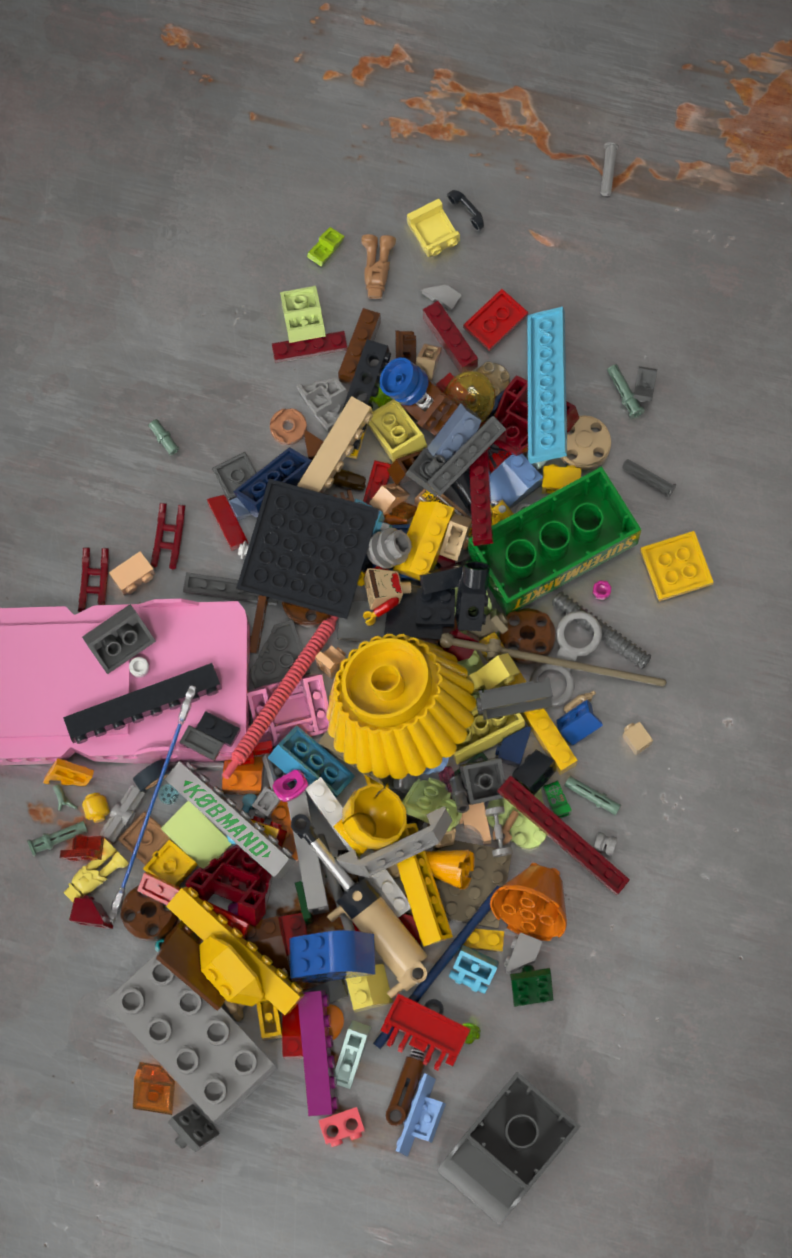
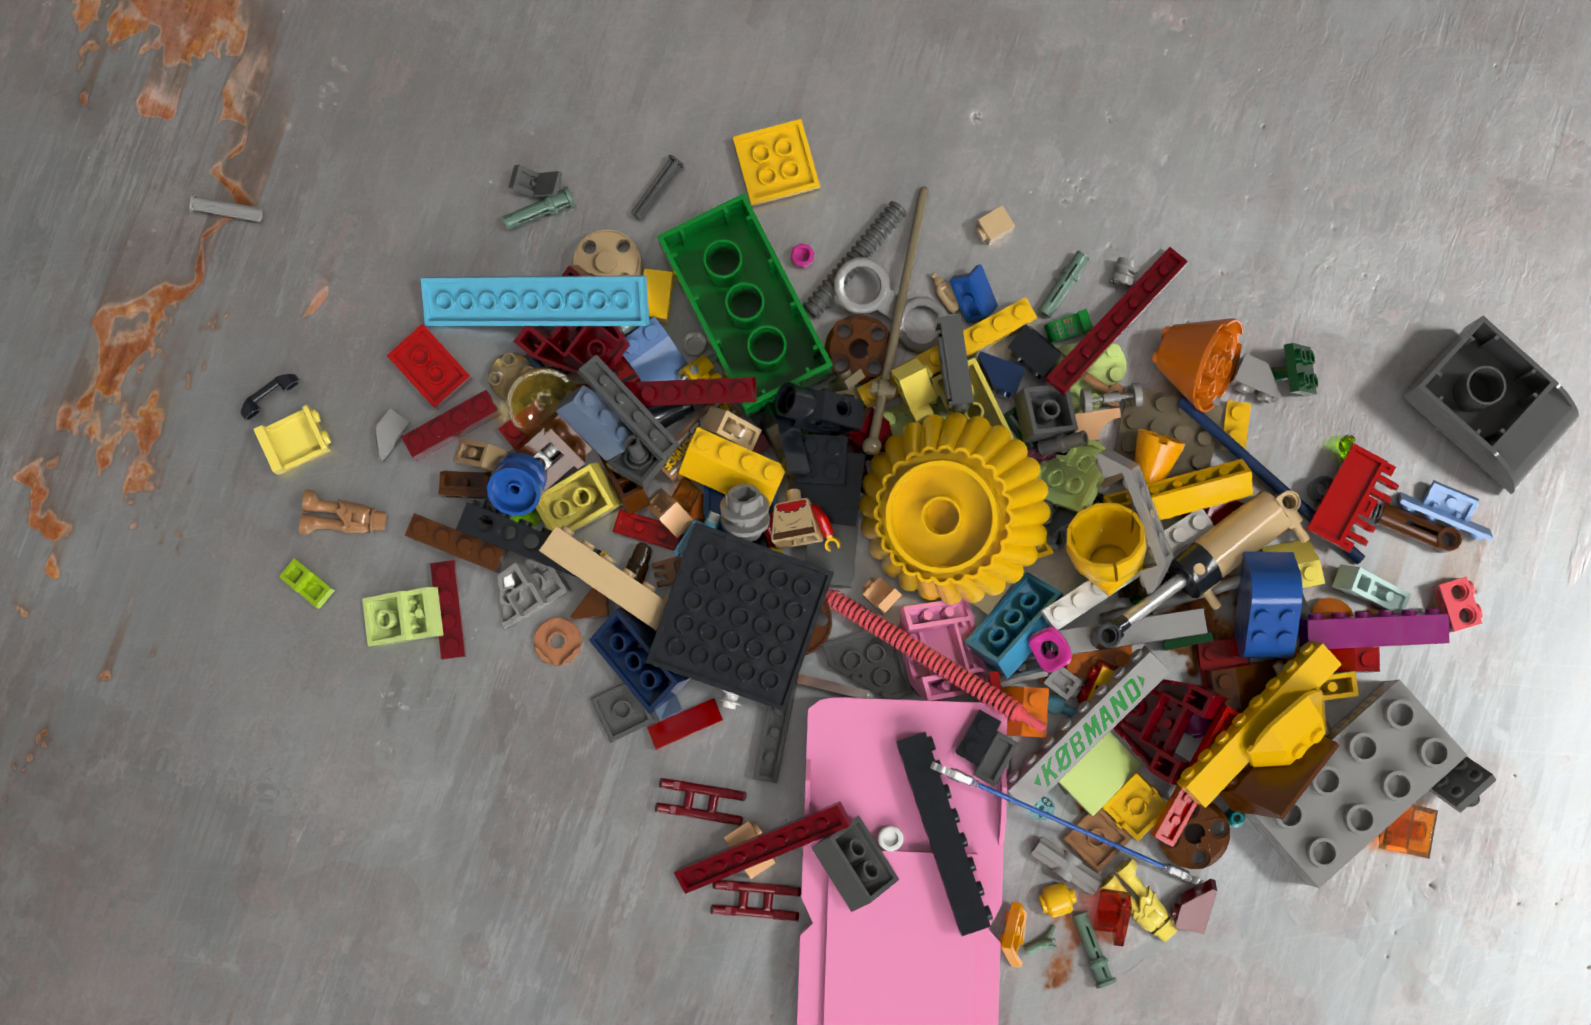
camera: 90 degrees left, 10 degrees up
(131, 574) = (763, 847): none -> dark red plate
(150, 775) = (1023, 827): black wheel -> none
(163, 437) = (563, 805): sand green pin -> none
(474, 965) = (1273, 437): medium azure brick -> none

